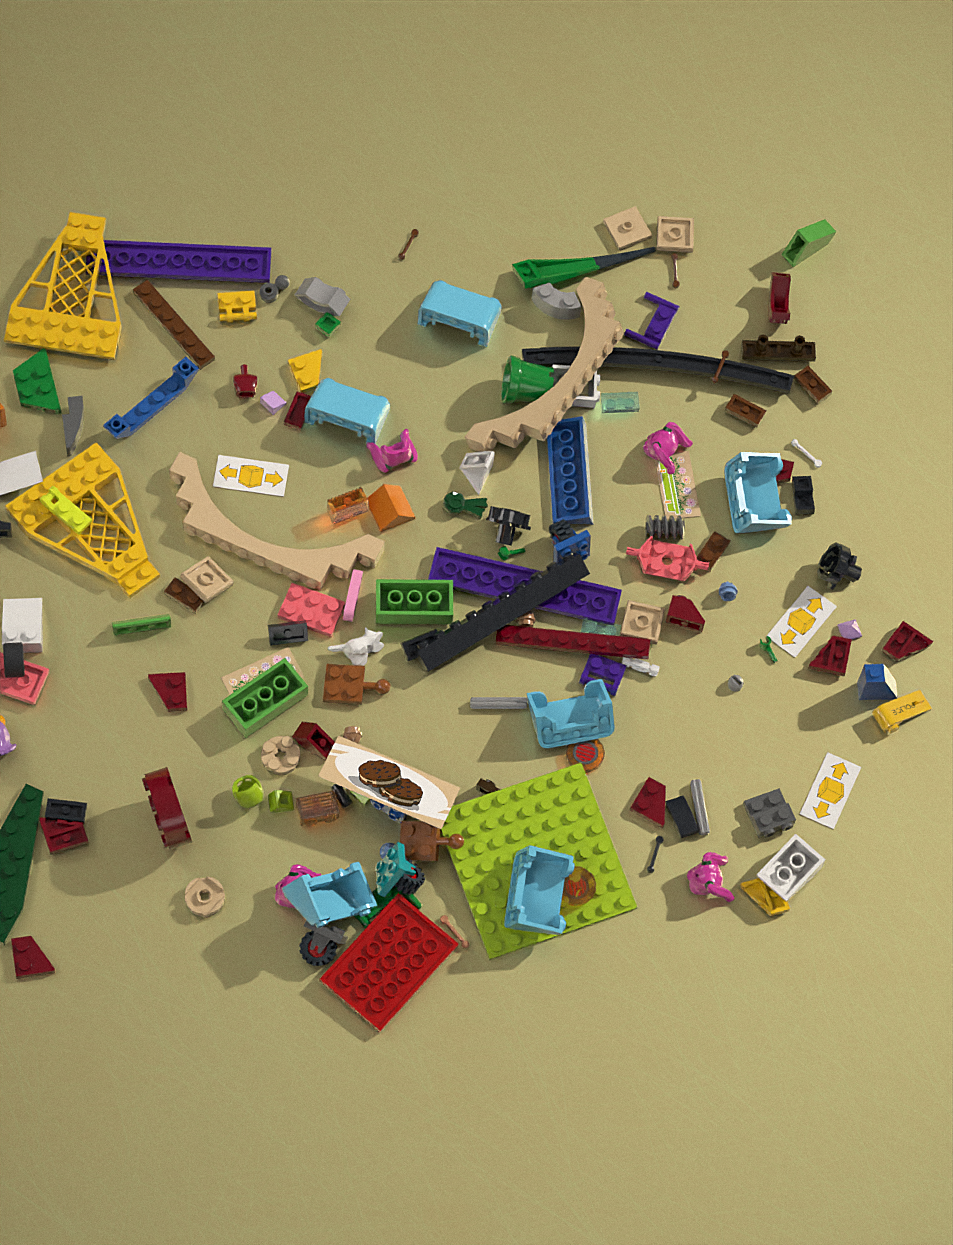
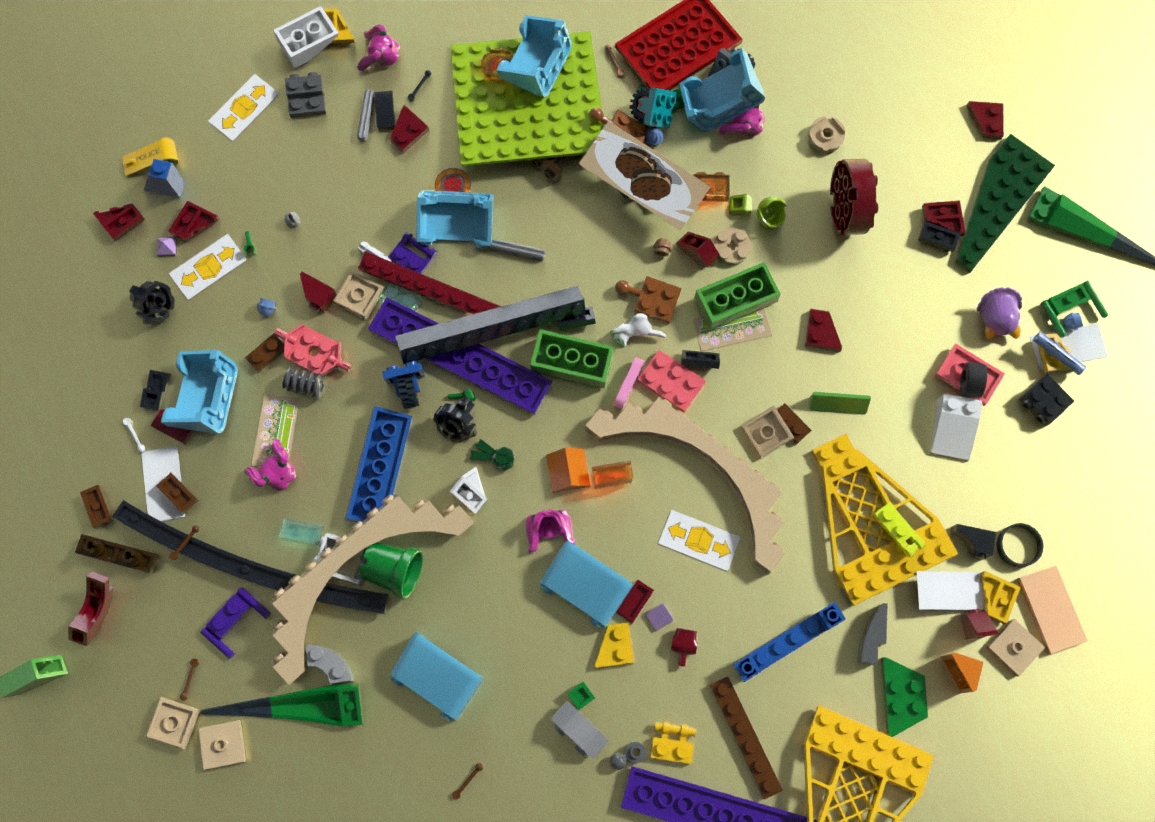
camera: 160 degrees left, 10 degrees up
(771, 431) = (156, 467): none -> white sticker

